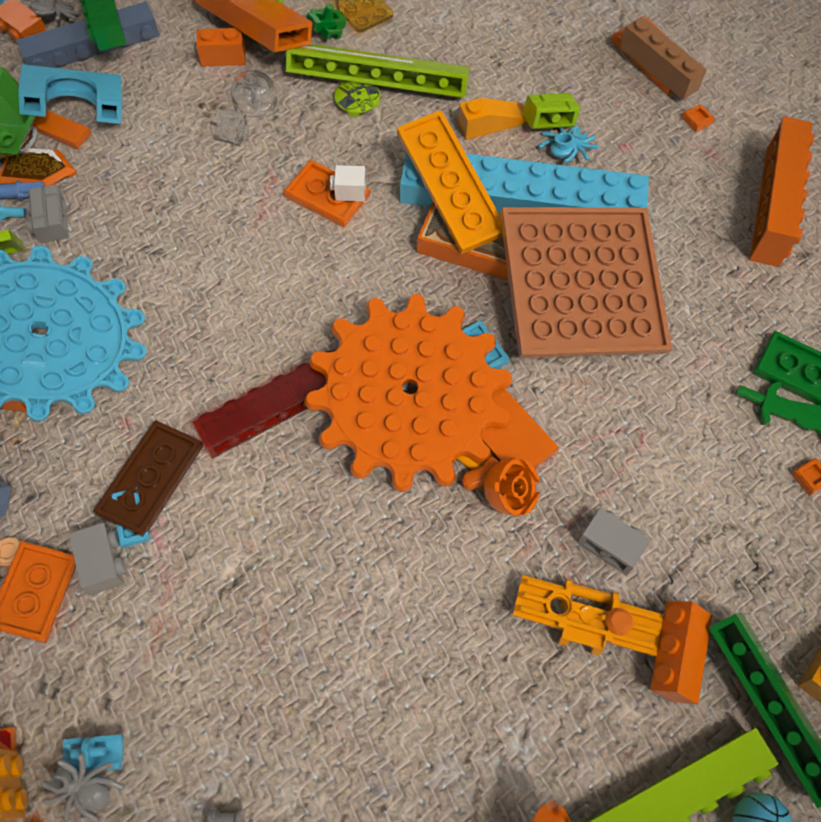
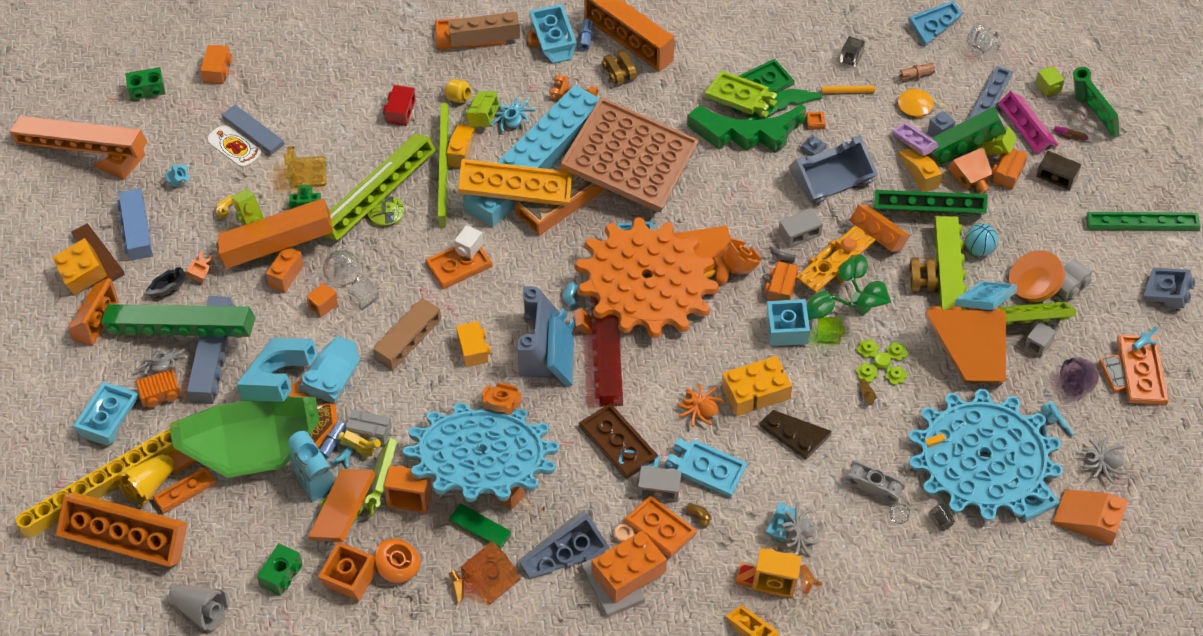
camera: 60 degrees left, 10 degrees down
(19, 217) = (361, 445): none -> yellow piece
(76, 635) = (700, 511): none -> pearl gold arm
(107, 146) = (331, 370): none -> medium azure slope
(141, 332) = (492, 398): none -> orange plate
(154, 608) = (707, 466): none -> medium azure tile
(195, 189) = (407, 333): none -> medium nougat brick
(200, 95) = (322, 299): none -> orange brick
(213, 256) = (472, 343): none -> light orange brick
(246, 345) = (561, 347): none -> dark azure tile
(248, 551) = (701, 405): none -> orange animal
(255, 317) = (534, 347): none -> sand blue windscreen
(264, 704) = (795, 433): none -> dark brown wing
(304, 349) = (582, 321): none -> orange tile
(312, 608) = (758, 379): none -> light orange piece
(352, 317) = (570, 290): none -> medium azure arm
(385, 773) = (867, 392): none -> pearl gold bar
(437, 599) = (787, 322): none -> medium azure brick
(455, 769) = (882, 360): none -> lime plant
(462, 665) = (830, 330): none -> clear neon green brick
(502, 90) = (443, 165): none -> lime tile
(504, 561) = (782, 282): none -> orange brick
(505, 40) = (399, 105): none -> red brick
(529, 702) = (874, 293): none -> green plant
(554, 539) = (782, 256): none -> dark grey bar
(562, 78) = (457, 91): none -> yellow head
(637, 776) = (930, 281): none -> pearl gold brick
(658, 204) = (563, 82): none -> orange bar
(713, 201) = (615, 73): none -> pearl gold brick
(714, 125) = (554, 32): none -> medium azure slope
(724, 400) = (746, 133): none -> green arch
(740, 159) = (586, 35): none -> medium blue axle
(741, 540) = (834, 170): none -> sand blue windscreen
(766, 494) = (813, 145): none -> sand blue tile
(780, 363) = (741, 94): none -> lime tile

